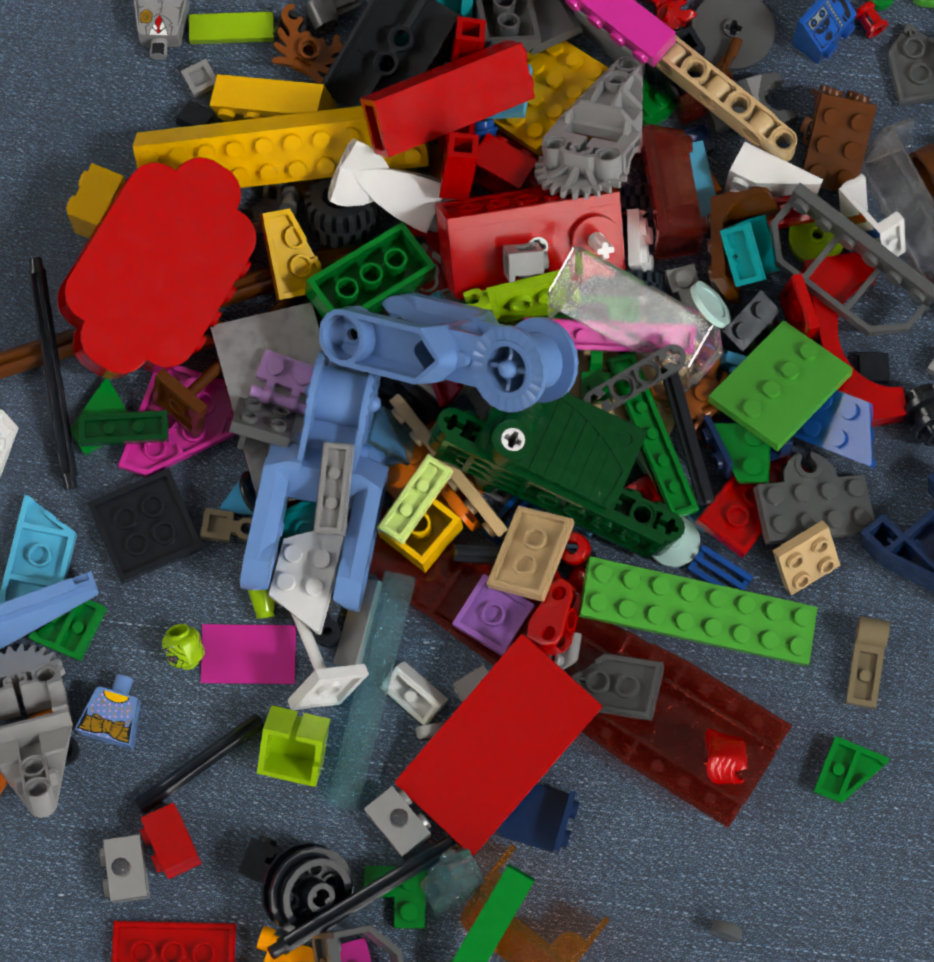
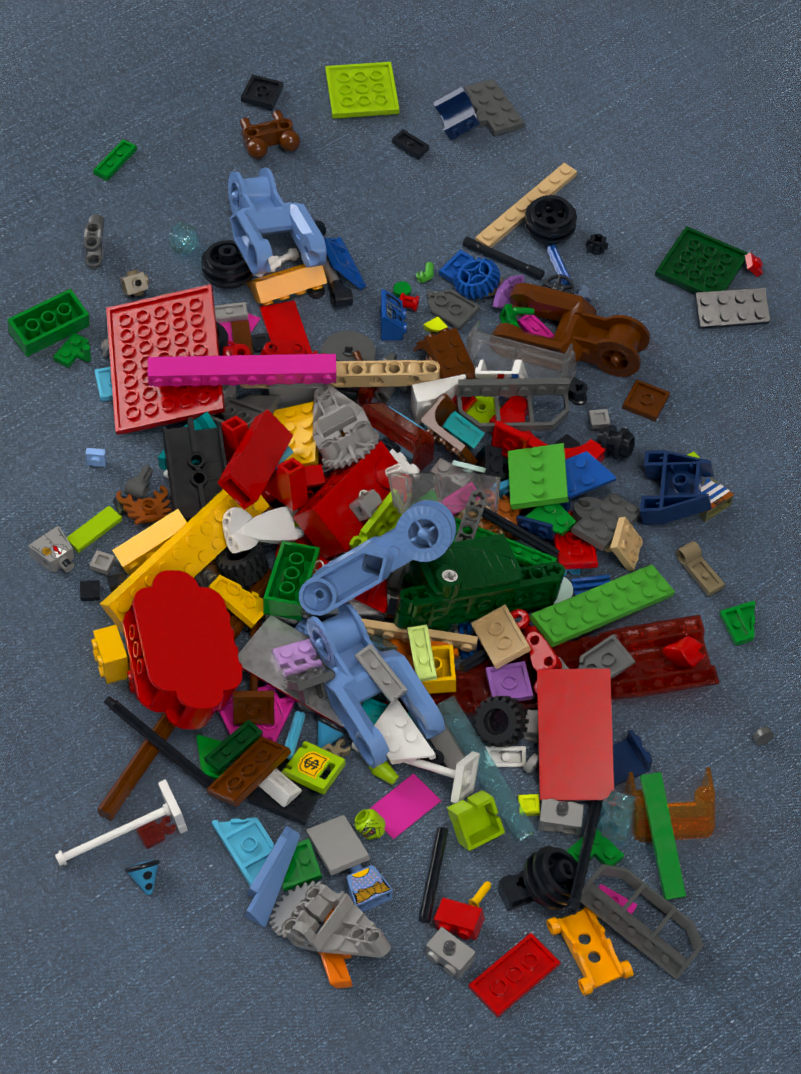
camera: 45 degrees left, 20 degrees down
(108, 473) = (248, 771): none -> reddish brown tile
(127, 640) = (337, 844): none -> light grey tile
(130, 515) = (280, 788): none -> white slope
(158, 102) = (90, 590): none -> black tile
(184, 521) = (310, 763): none -> lime container
(203, 469) = (294, 732): none -> medium azure axle
(228, 830) = (480, 894): none -> yellow piece
(382, 774) = (530, 804): none -> neon yellow tile
(415, 649) = (485, 724): none -> black tyre
(874, 78) = (435, 325): none -> neon yellow tile

